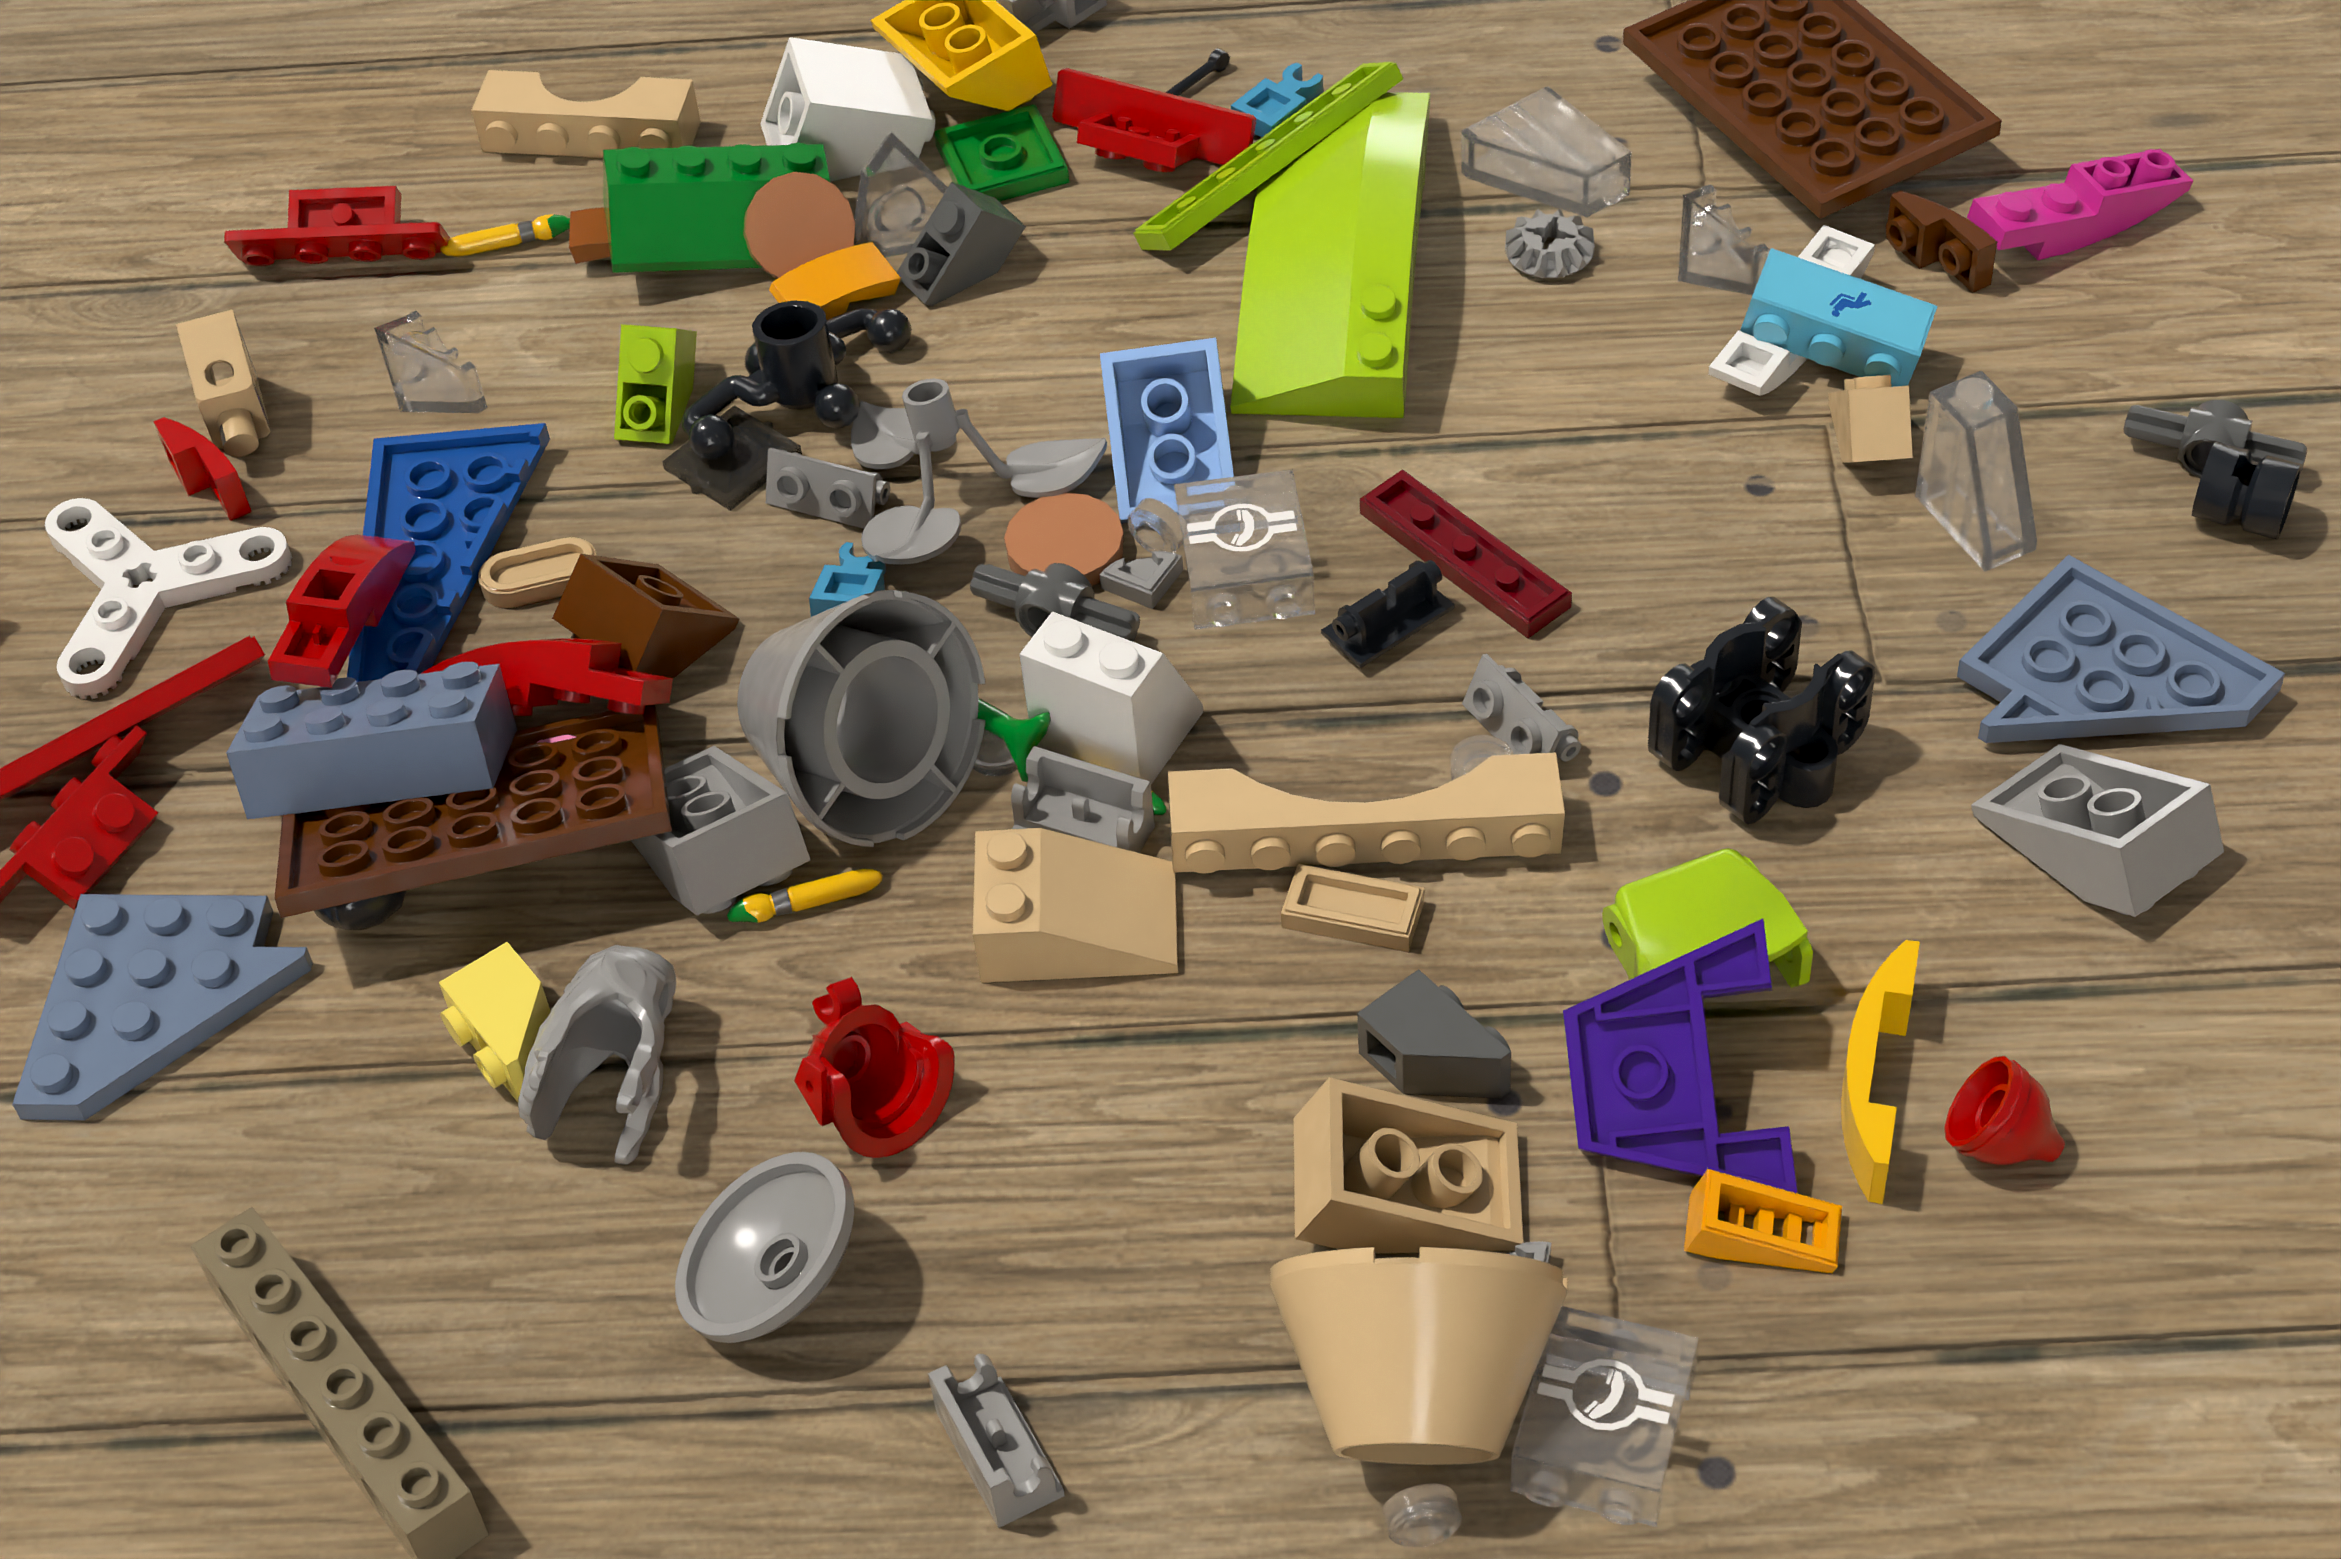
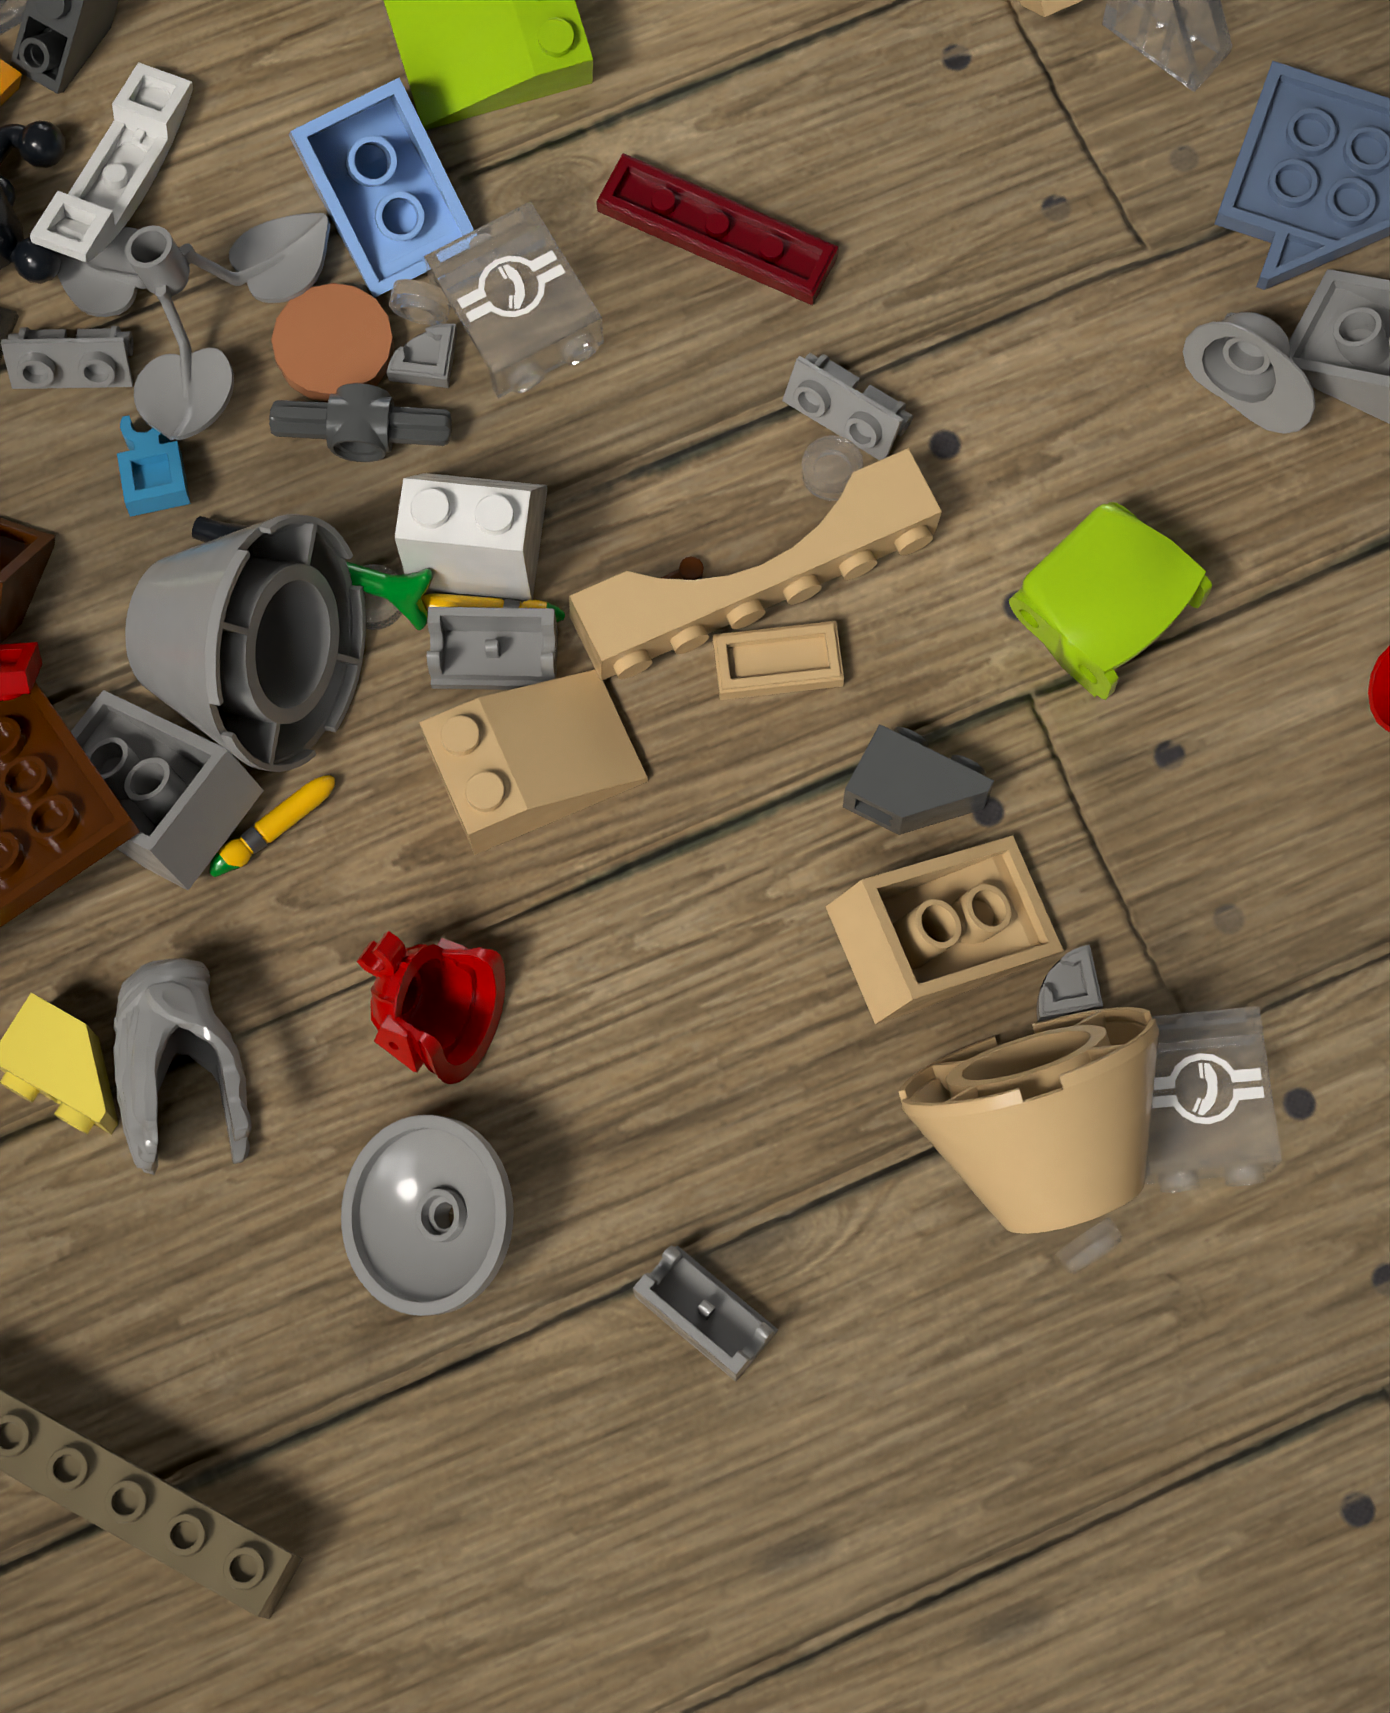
camera: 25 degrees left, 25 degrees up
(988, 341) = (121, 167): none -> white slope
(1389, 615) = (680, 328): black hinge -> none
(1647, 1068) = (1115, 755): dark purple wing -> none
(1733, 1242) = (1216, 871): light orange slope -> none
(1739, 712) = (1047, 322): black piece -> none
(1868, 1125) = (1314, 746): yellow slope -> none
(1935, 791) = (1251, 369): none -> light grey piece

